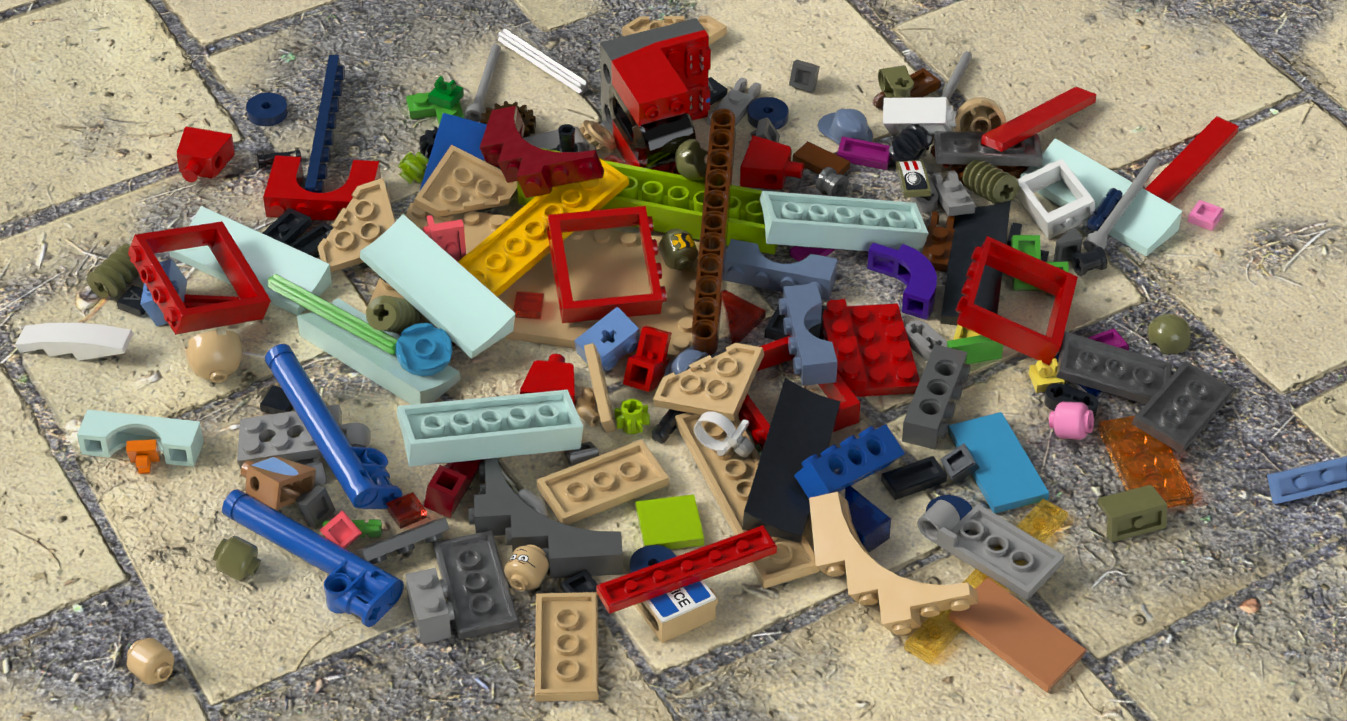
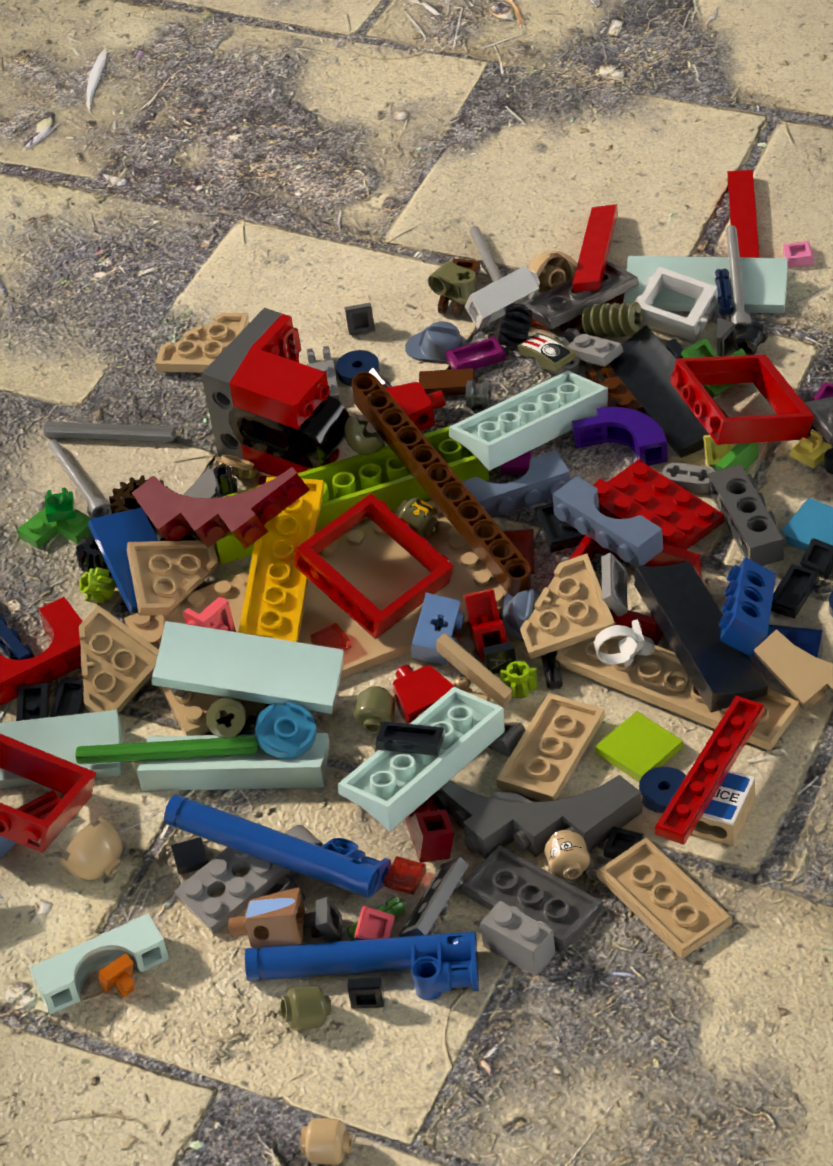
camera: 30 degrees left, 0 degrees up
(287, 575) = (366, 993): none -> black tile
(485, 405) = (410, 738): none -> black tile
(506, 374) = (373, 708): none -> olive head
(635, 389) = (499, 656): none -> black tile
(762, 384) = (614, 584): none -> light grey plate

